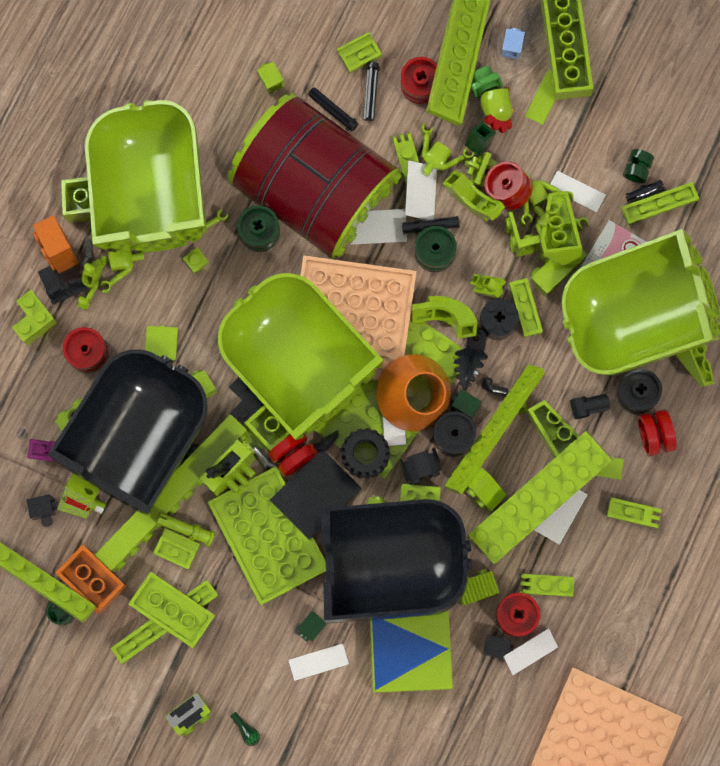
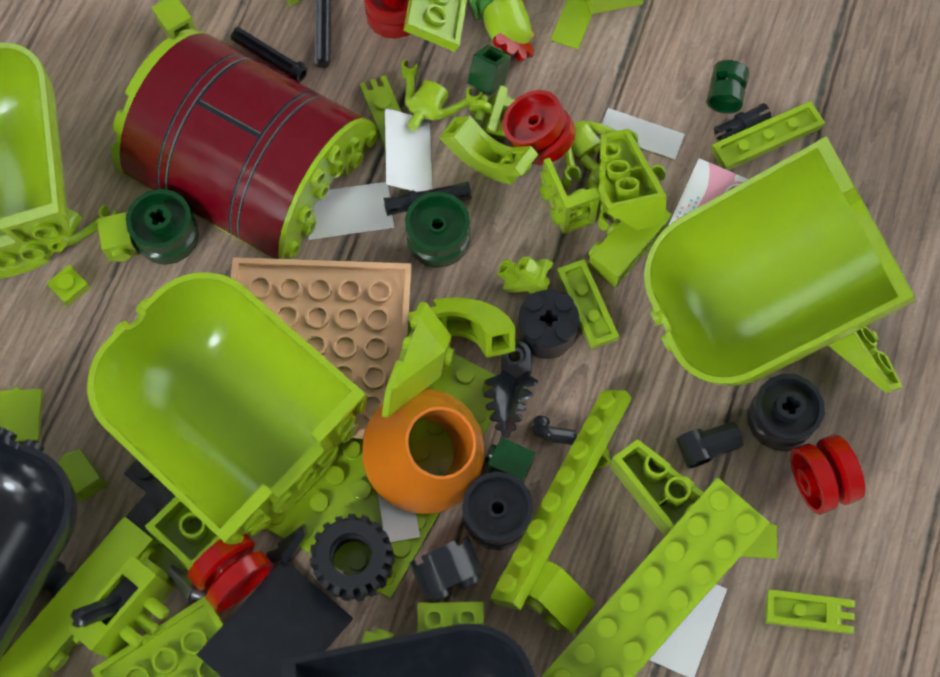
camera: 10 degrees left, 10 degrees down
(229, 232) = (115, 238): none -> lime brick
(418, 337) = (420, 361): none -> lime wedge

